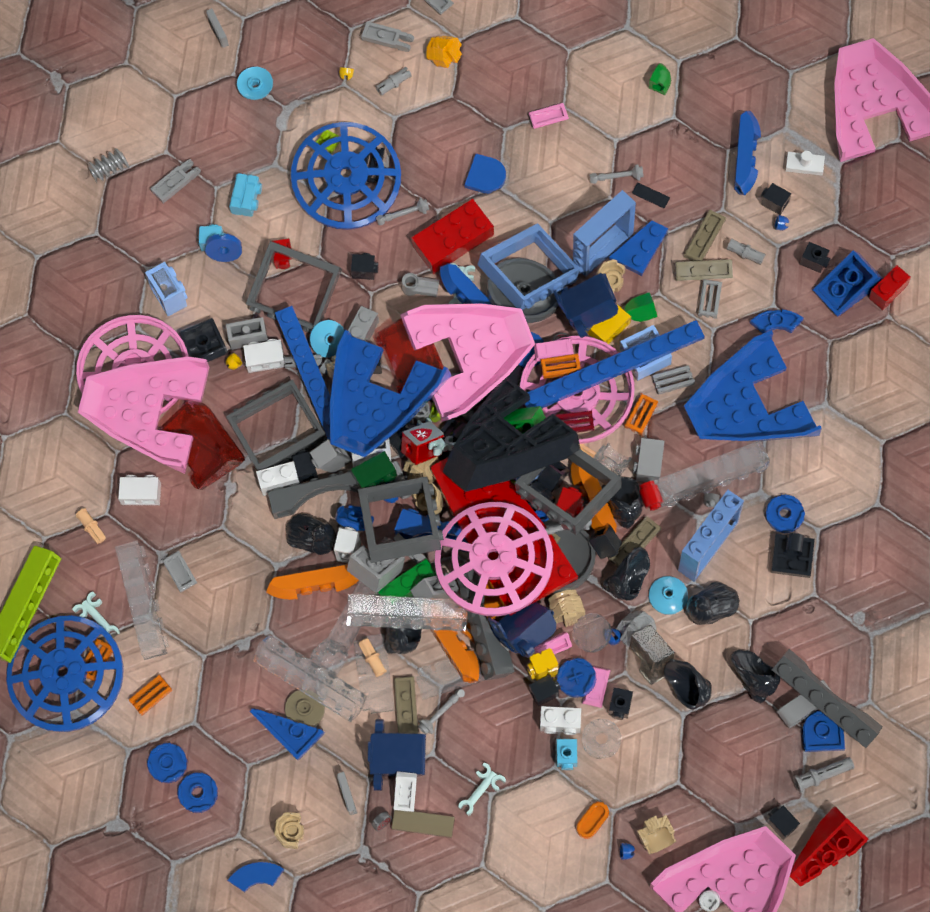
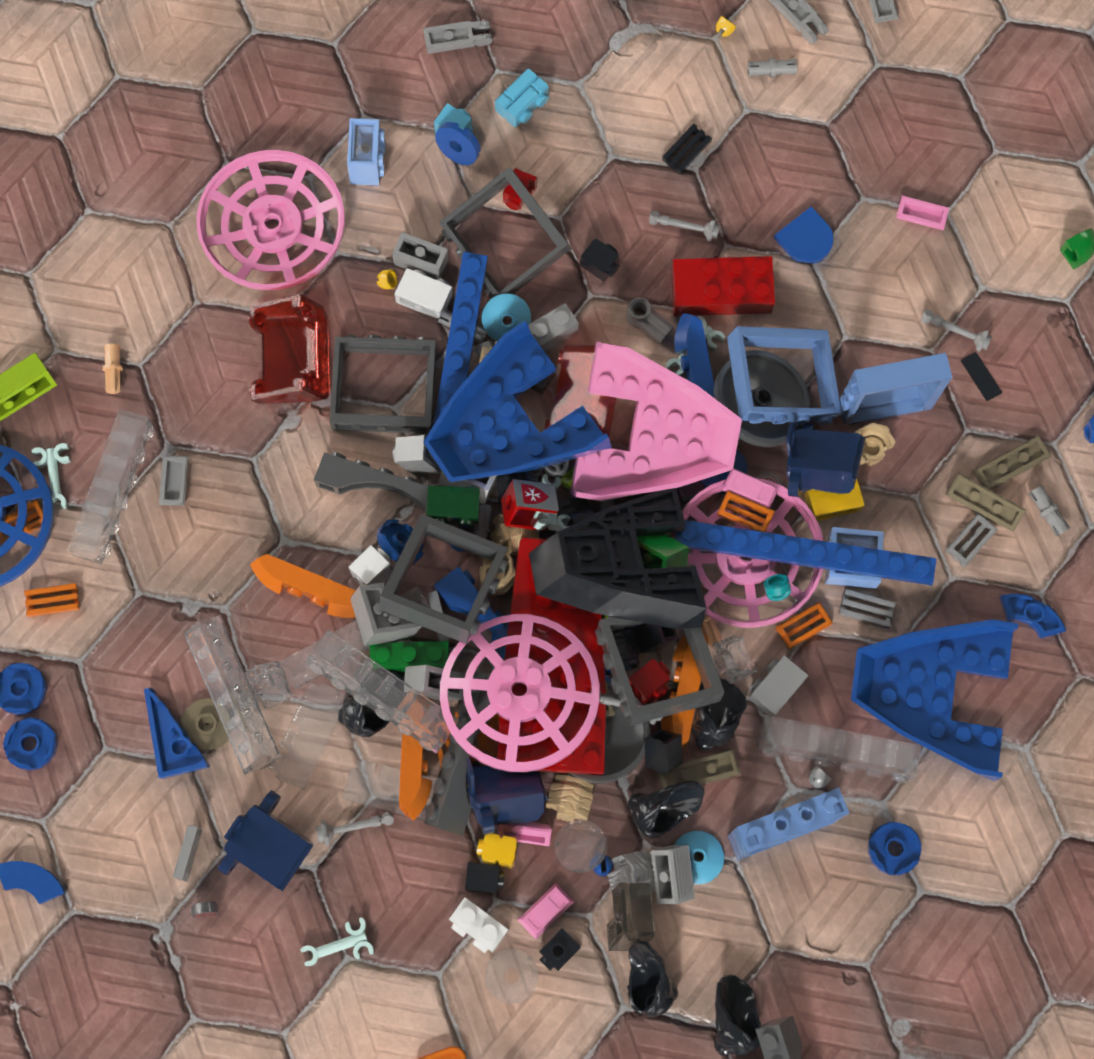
camera: 25 degrees right, 5 degrees up
(130, 402) = (236, 256): bright pink piece -> none
(139, 490) = (189, 361): white brick -> none
(207, 332) = (356, 227): black brick -> none
(277, 476) = (348, 442): white brick -> none
(289, 830) = (96, 854): tan hair -> none
(304, 467) = (382, 448): black brick -> none
(310, 534) = (341, 529): black hair -> none
(326, 135) = (654, 92): lime tile -> none
(345, 185) = (644, 157): blue dish -> none
(372, 657) = (316, 714): light nougat axle -> none
(405, 791) = (250, 895): white tile -> none
(406, 705) = (319, 795): dark tan tile -> none
(423, 823) = (250, 942): dark tan tile -> none
(443, 50) = (851, 66): light orange hair -> none
(567, 753) = (460, 969): medium azure brick -> none
(575, 415) = (724, 581): dark red tile -> none
(576, 677) = (529, 887): blue tile -> none
(610, 398) = (777, 587): none -> teal tile
(641, 248) = (929, 431): blue wing -> none
(641, 308) = (883, 502): green brick -> none
(650, 495) = (750, 730): red brick -> none
(660, 612) = (672, 874): none -> light grey brick
(713, 604) = (741, 901): black hair -> none
(793, 555) = (871, 904): black plate -> none

